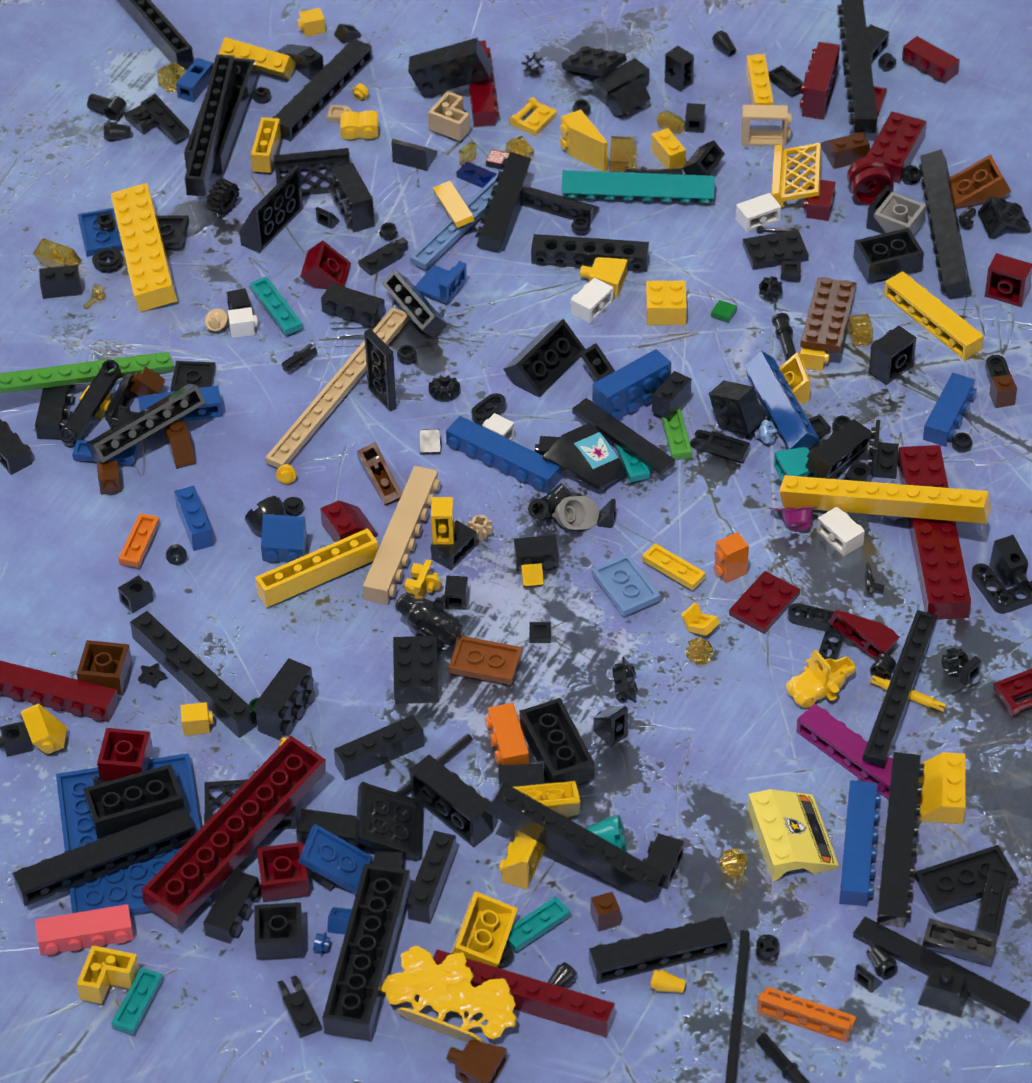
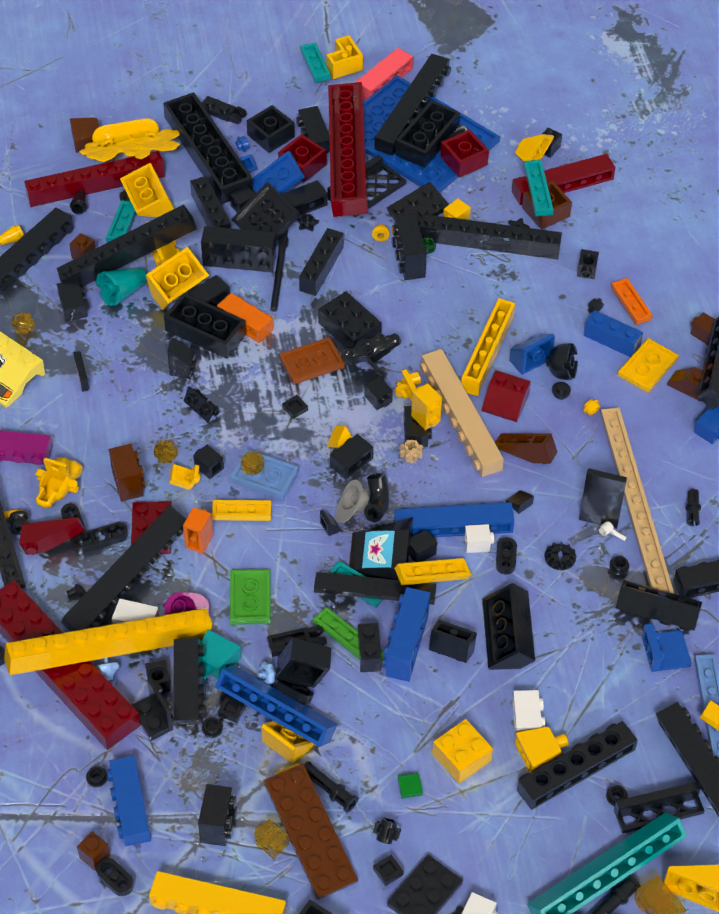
camera: 140 degrees right, 5 degrees up
(104, 664) = (538, 188): none -> teal plate
(206, 479) = (648, 365): none -> yellow tile
(224, 748) = (421, 201): none -> black plate
(344, 806) = (307, 218): none -> black plate
(566, 416) = (432, 571): none -> yellow plate
(635, 581) = (252, 463): none -> clear yellow gear
(667, 621) = (209, 461): none -> black brick
(714, 778) = (81, 371): none -> black tile
(727, 501) = (250, 597): none -> bright green tile
(753, 642) = (127, 472): none -> reddish brown brick
(822, 561) = (125, 571): none -> black brick

